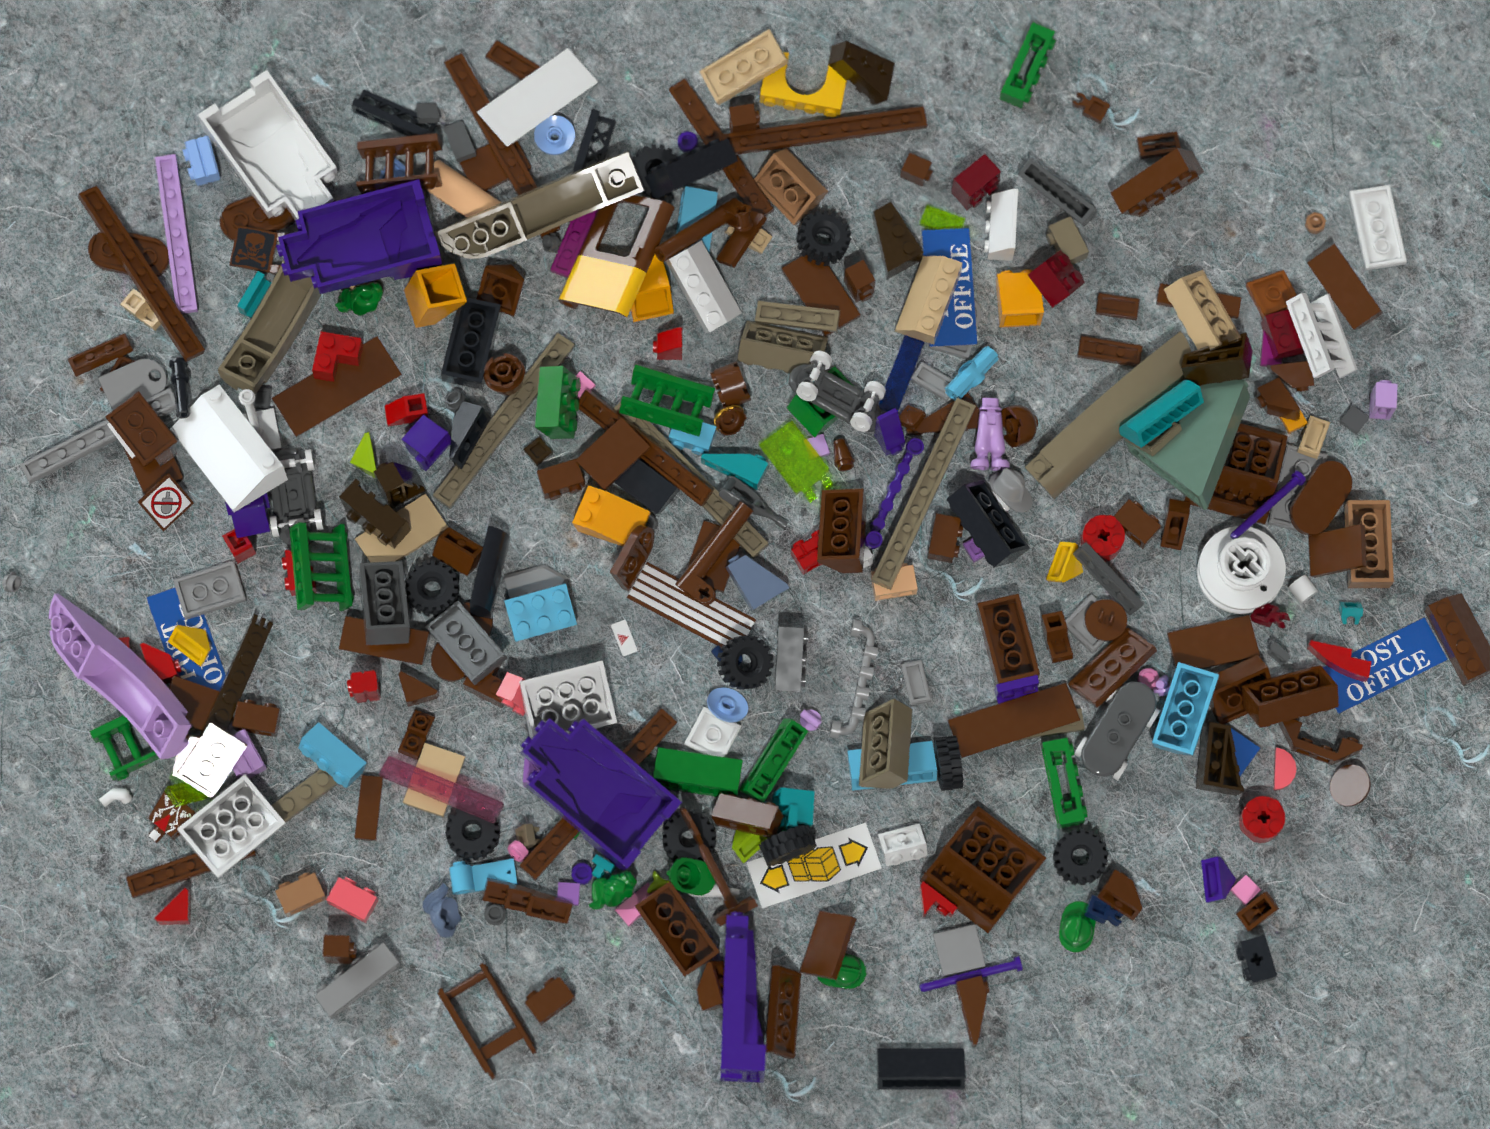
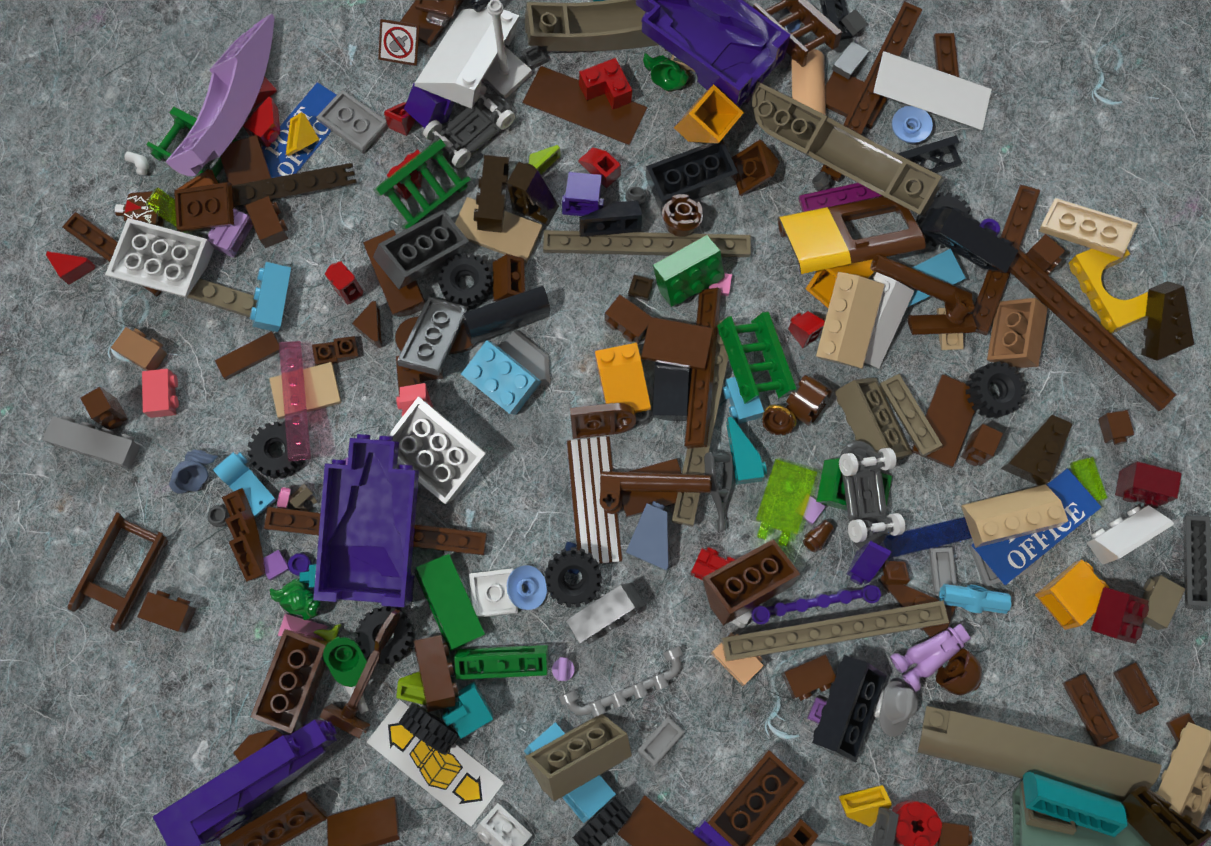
camera: 60 degrees right, 0 degrees up
(624, 638) = (530, 461): white sticker -> none
(693, 307) = (850, 320): none -> tan slope

